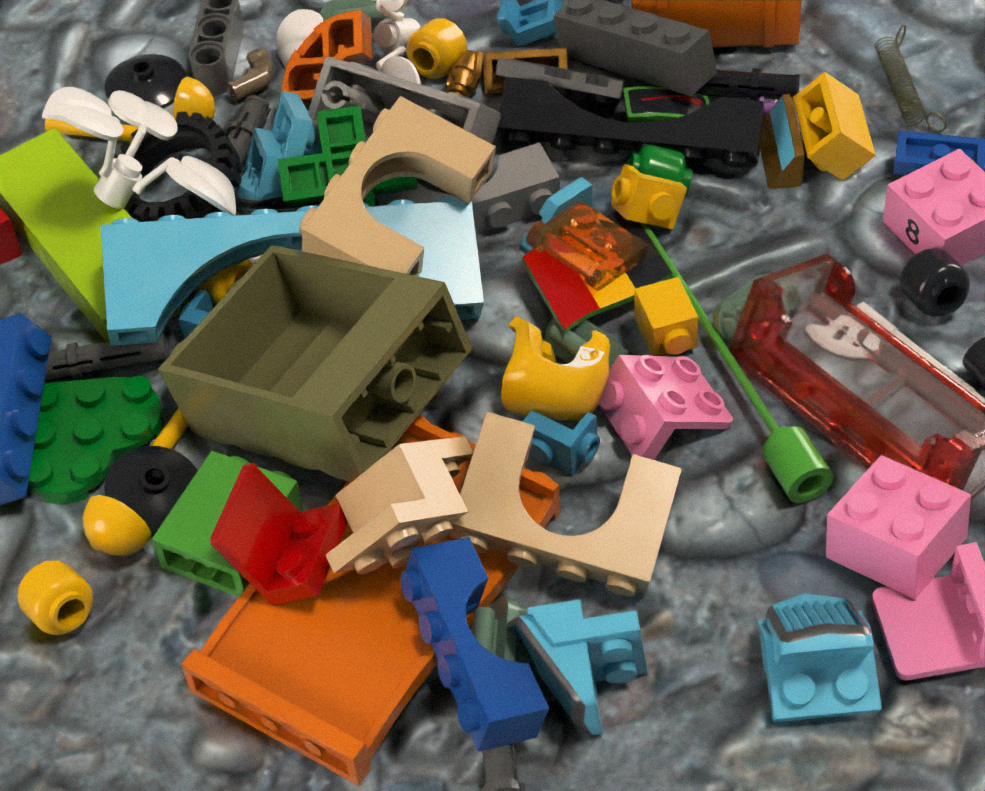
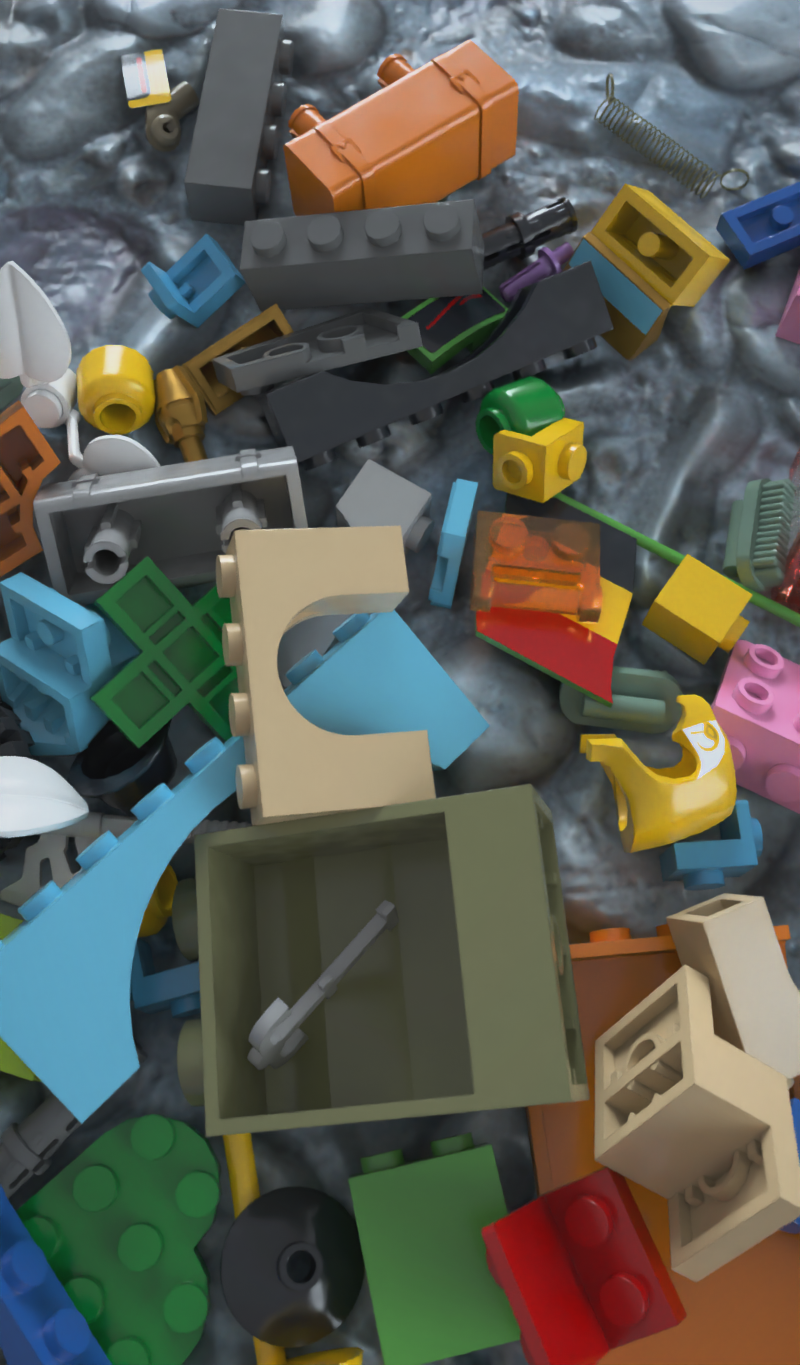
camera: 45 degrees left, 20 degrees up
(224, 361) = (277, 1031): none -> light grey piece

